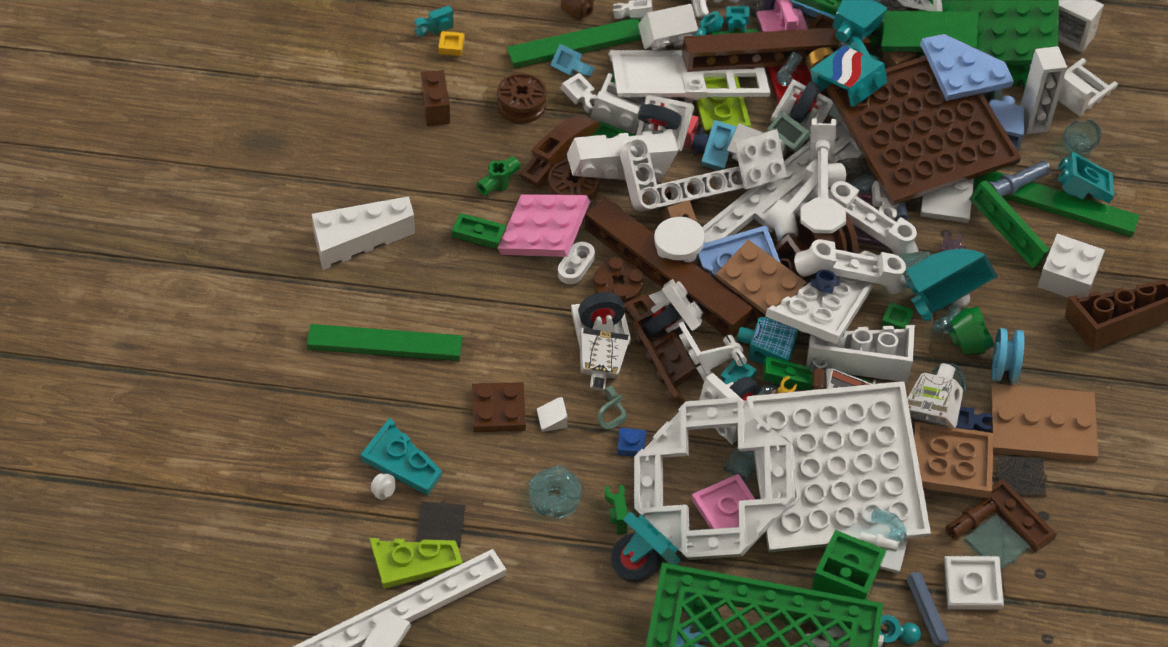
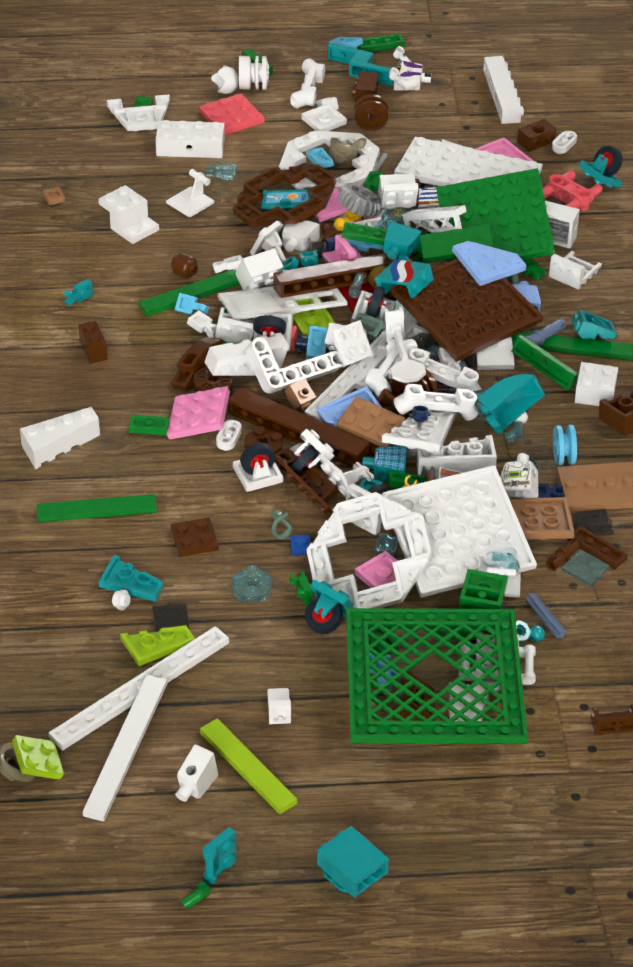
camera: 10 degrees left, 10 degrees down
(451, 43) = (95, 305): yellow plate -> none
(498, 175) = (154, 386): green axle -> none
(521, 98) = (159, 333): reddish brown wheel -> none
(552, 415) = (237, 535): white slope -> none
(601, 355) = (264, 489): white torso -> none
(679, 239) = (304, 404): white tile -> none
(897, 316) = (476, 431): green plate -> none
(970, 332) = (534, 434): green cone -> none
(973, 582) = (575, 594): white tile -> none
(1043, 89) = (549, 268): white brick -> none
(1082, 137) = (584, 299): clear light blue hair -> none

